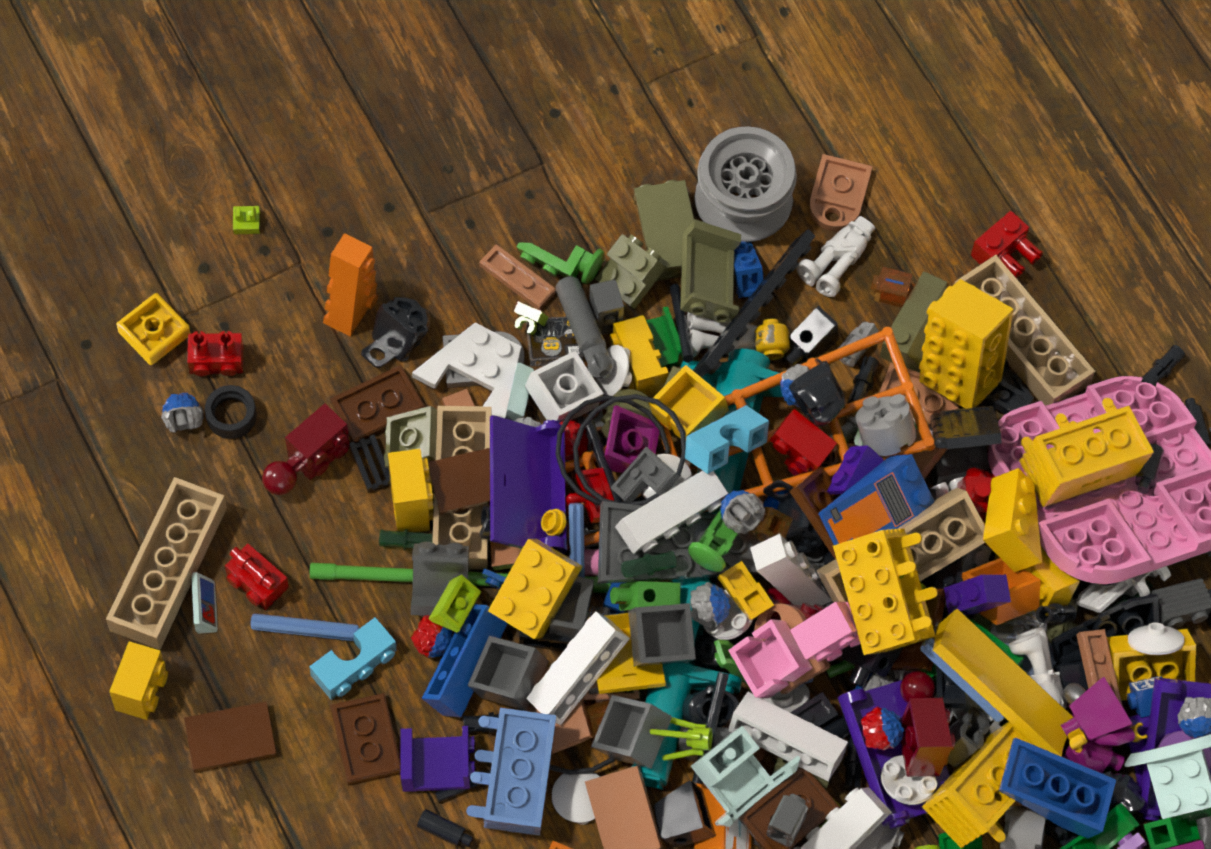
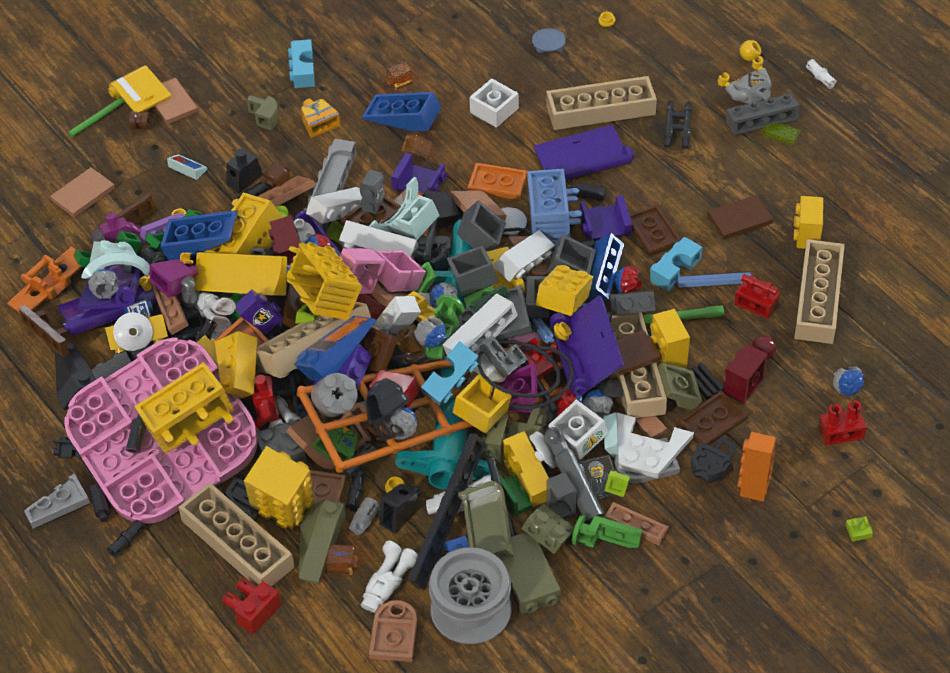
camera: 175 degrees right, 15 degrees down
(155, 314) = (894, 433): yellow brick -> none
(204, 604) = (786, 279): slope -> none
(223, 394) = (813, 404): black tyre -> none
(455, 604) = (617, 284): lime slope -> none
(699, 738) = (437, 225): lime plant -> none
(772, 339) = (429, 493): yellow head -> none
(965, 427) = (274, 422): black hinge -> none

